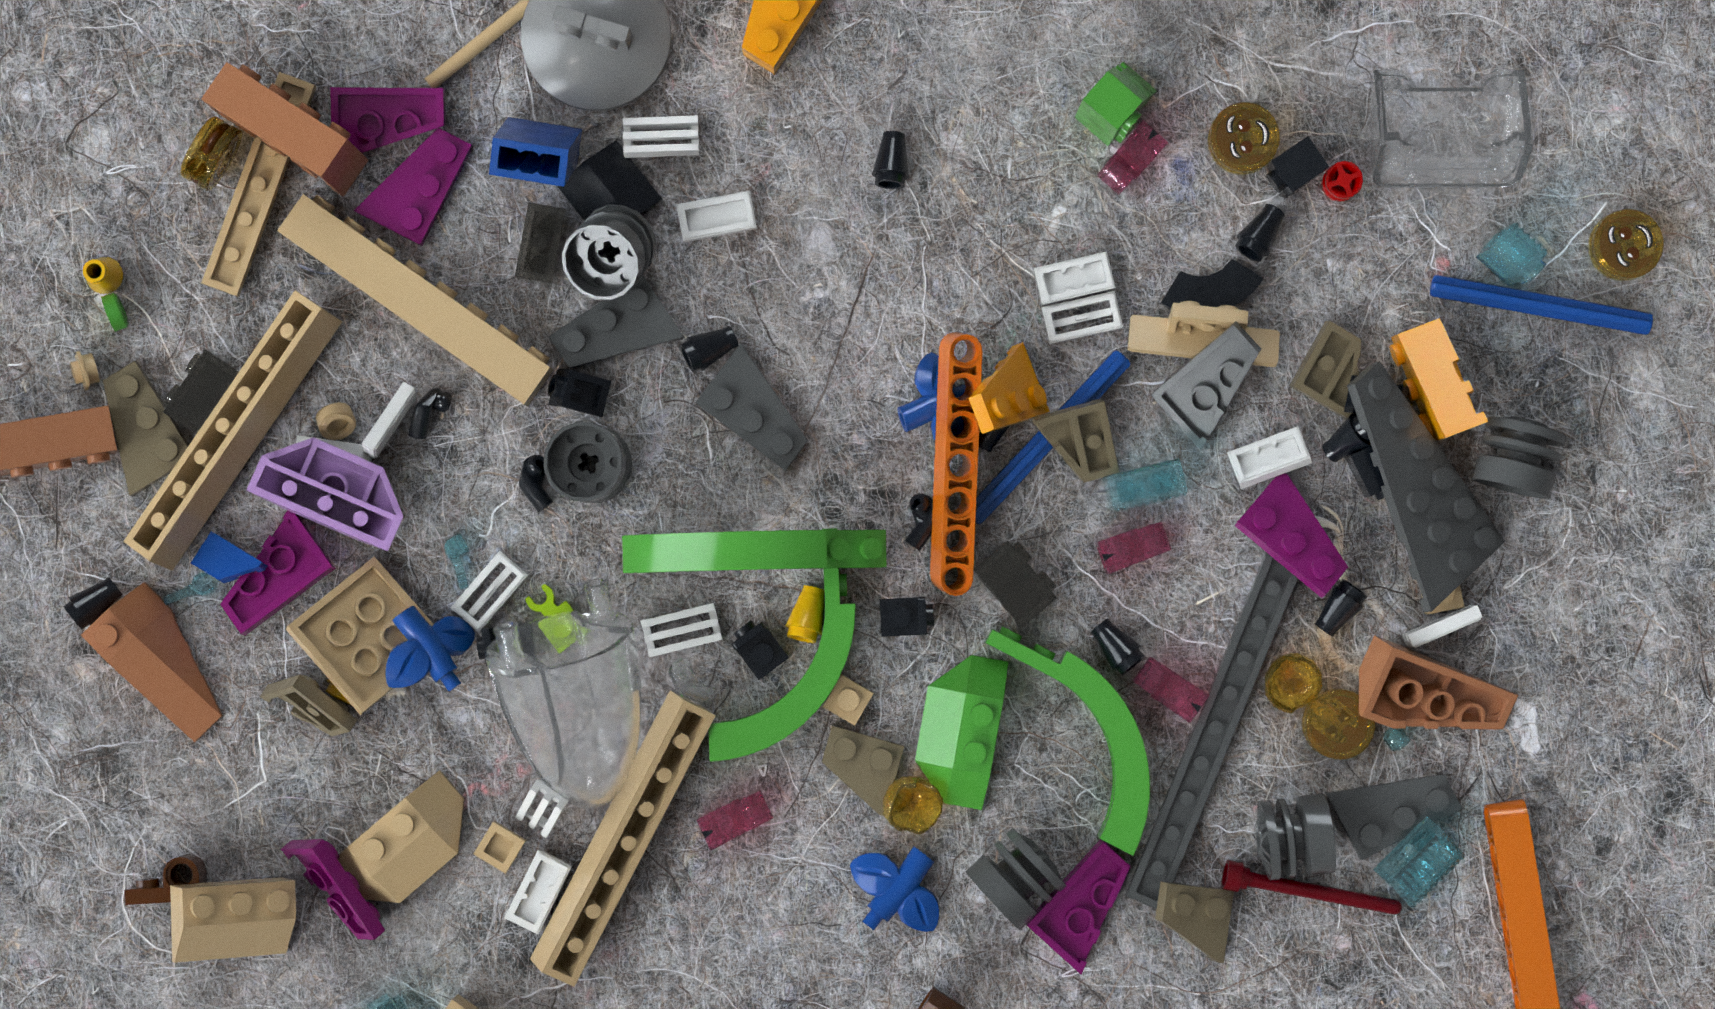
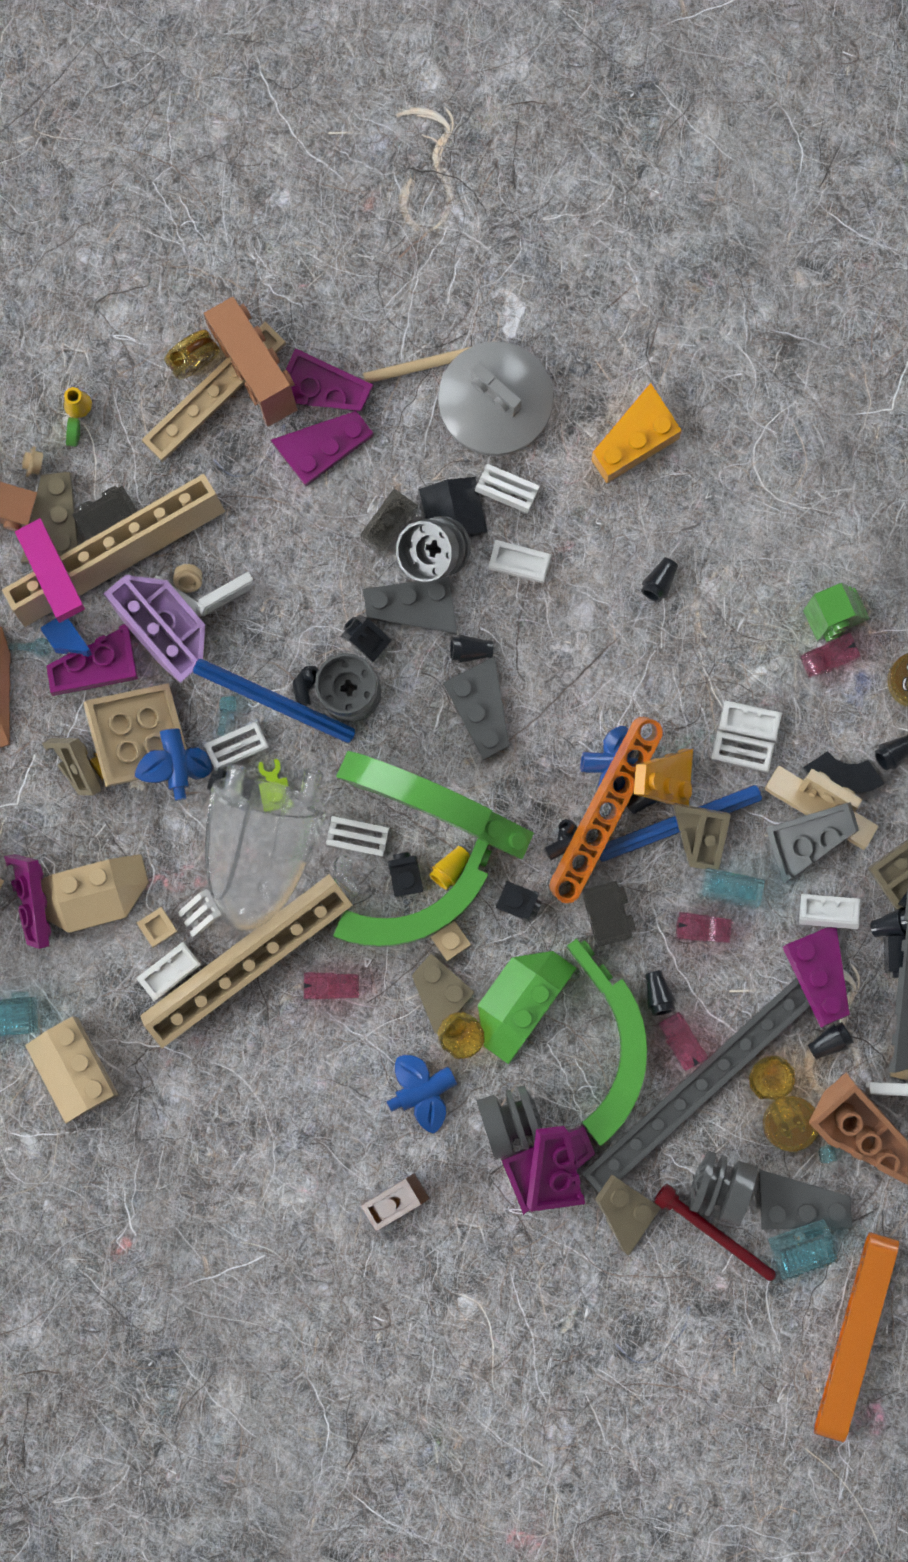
camera: 30 degrees right, 5 degrees down
(169, 492) = (49, 570): none -> dark pink tile
(416, 300) = (283, 521): tan brick -> none
(424, 409) = (253, 598): black arm -> none
(507, 519) = (273, 700): none -> blue axle
(535, 151) = (415, 456): blue brick -> none
(1093, 912) = (553, 1171): none -> magenta wing

